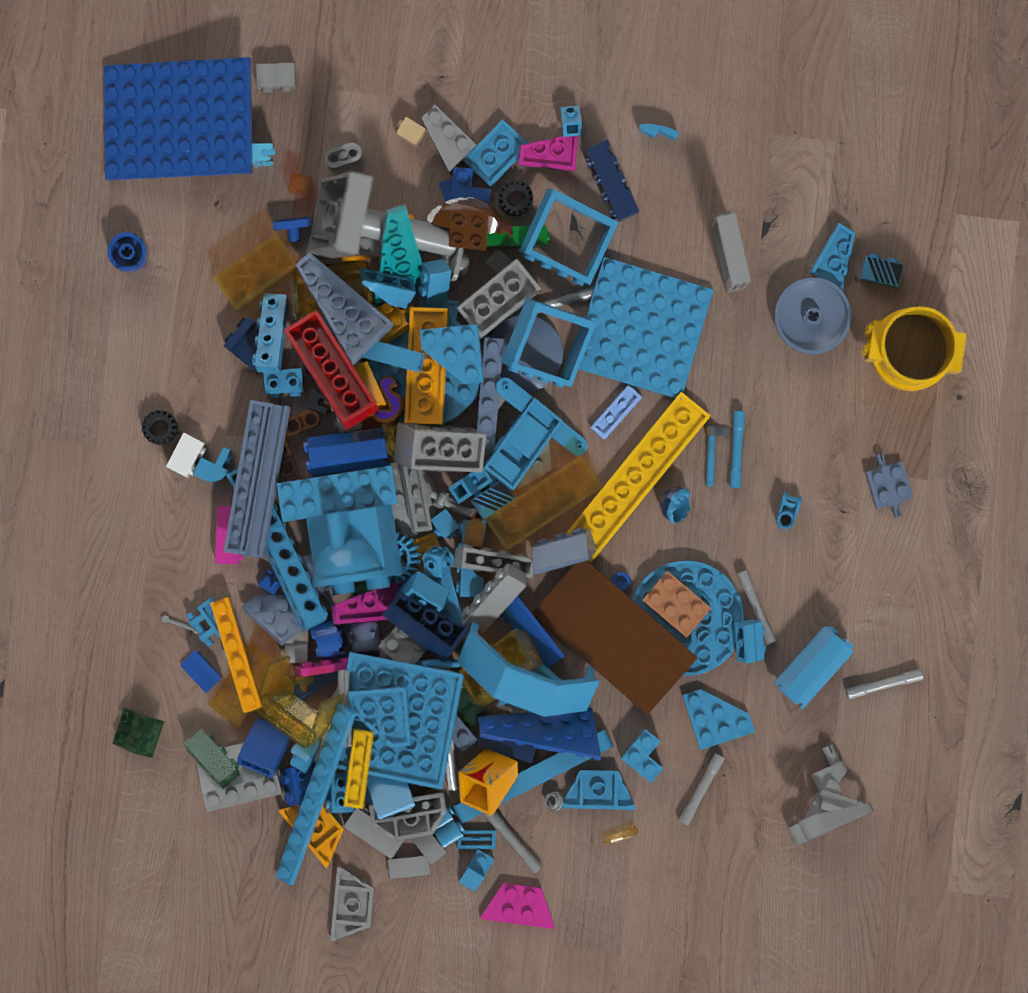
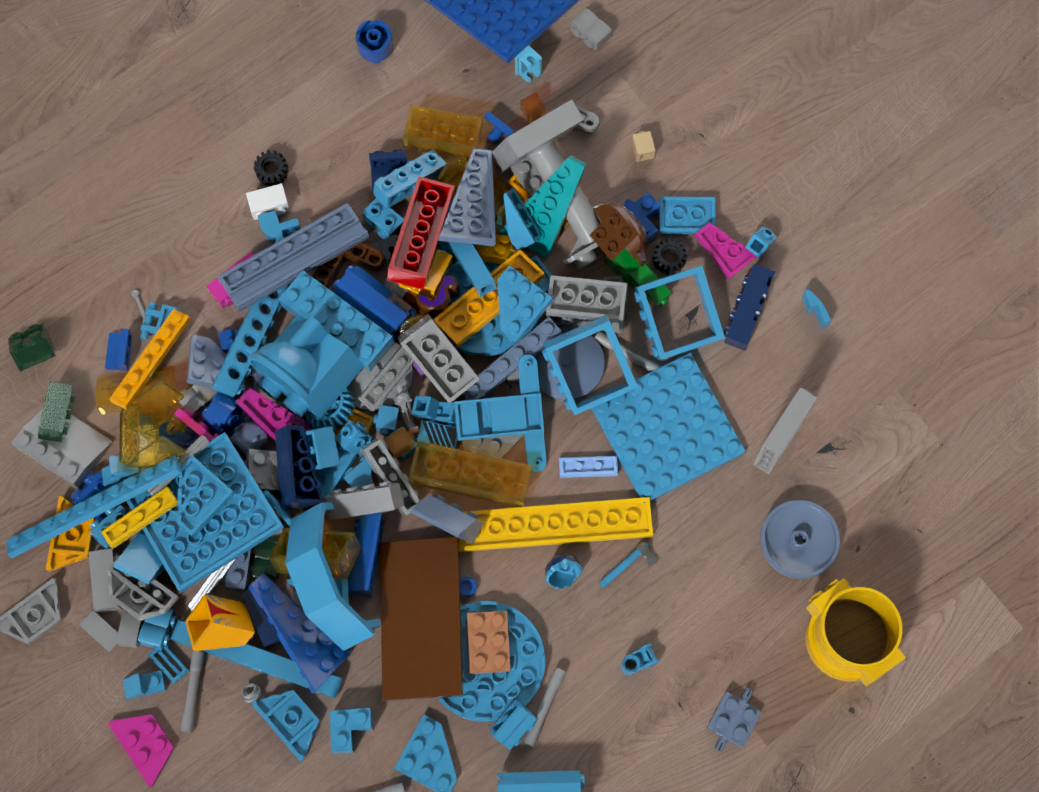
camera: 50 degrees right, 15 degrees down
(263, 748) = (95, 440): blue brick -> none
(434, 281) = (555, 251): dark azure brick -> none
(447, 137) = (664, 172): light grey wedge -> none
(627, 833) = (276, 774): clear yellow piece -> none
(738, 427) = (664, 565): dark azure piece -> none
(835, 256) = (858, 516): dark azure wing -> none
(881, 271) = (883, 559): brick -> none

